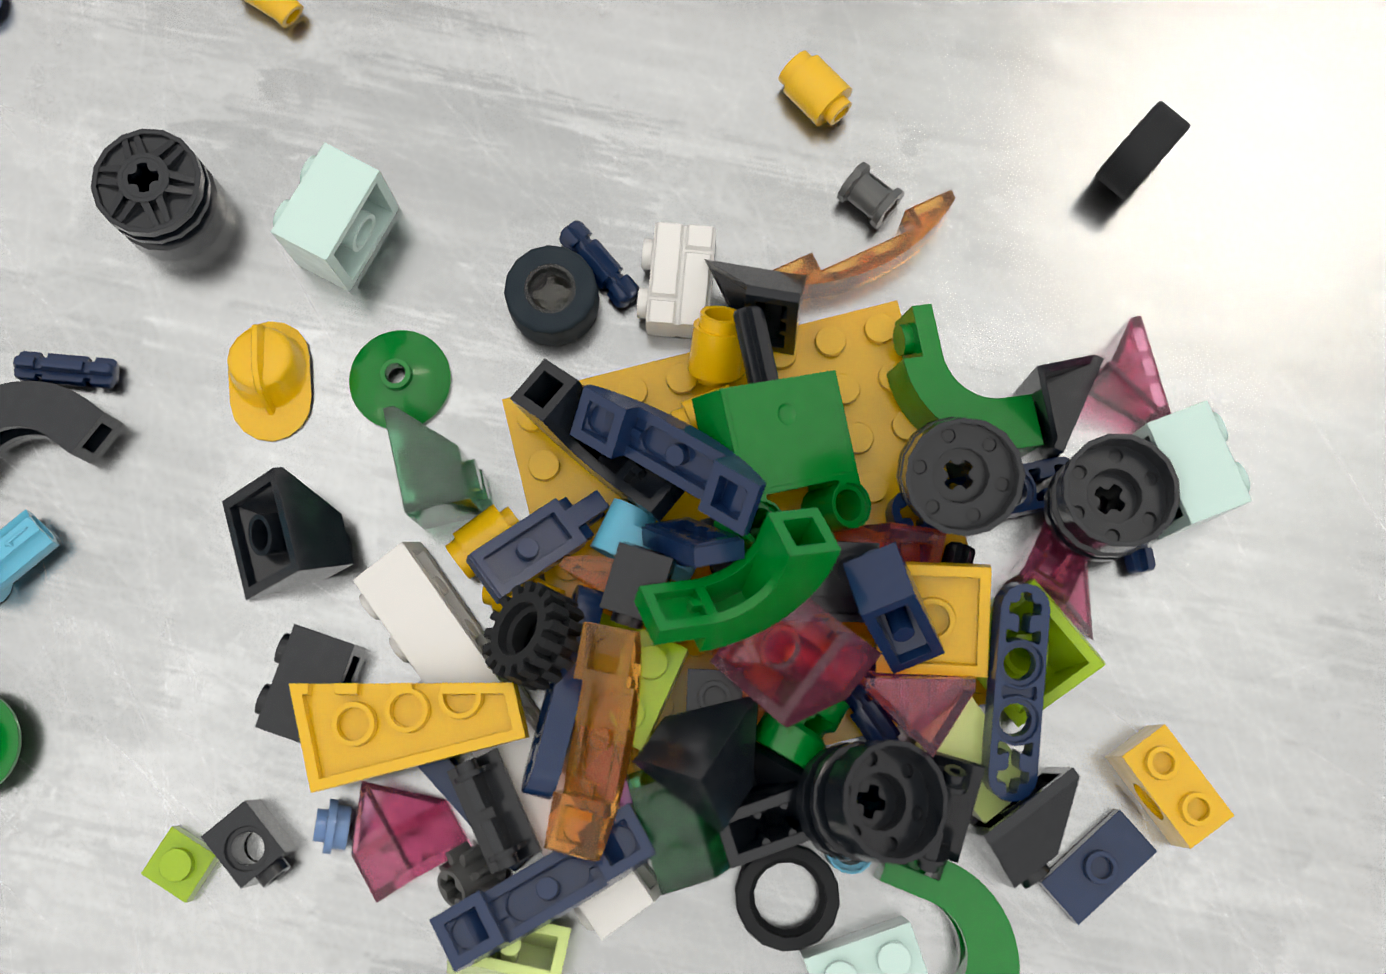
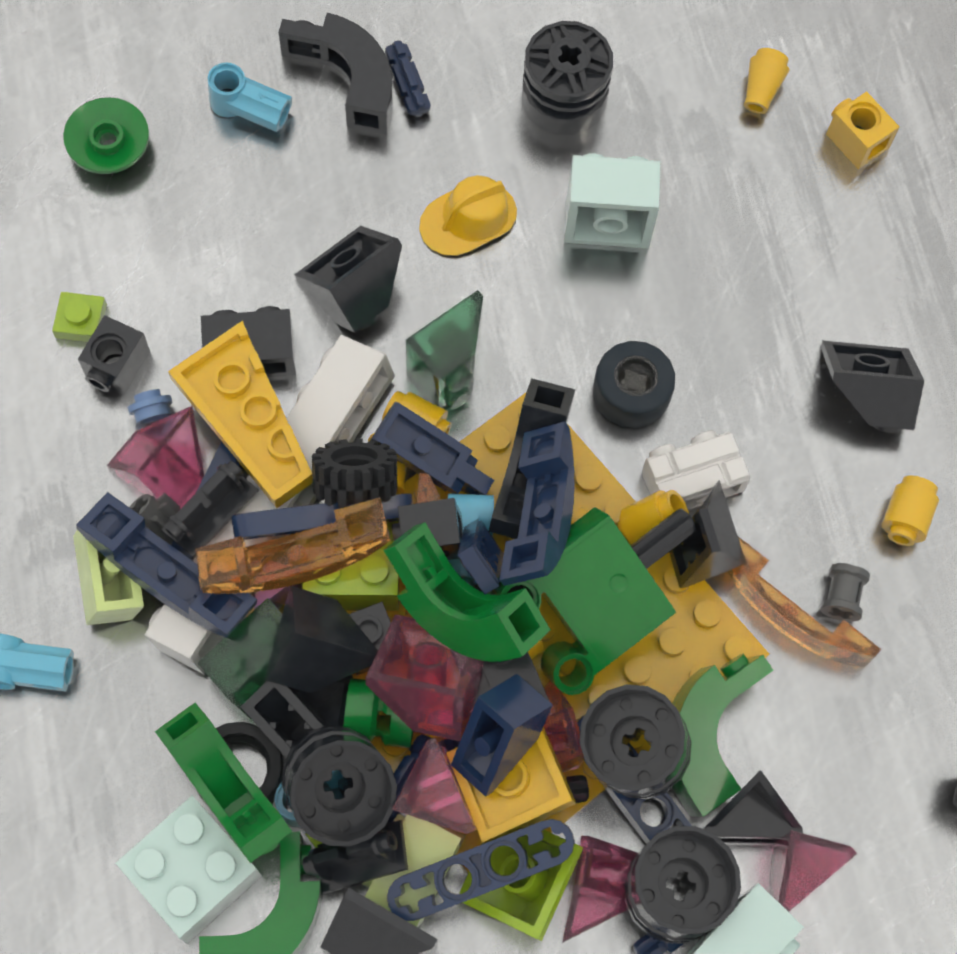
camera: 60 degrees right, 10 degrees down
(418, 394) = (519, 324): green dish -> none
(605, 268) = (679, 408): dark blue axle -> none
(665, 49) = (878, 382): none -> black slope
(816, 920) = (223, 783): none -> green arch

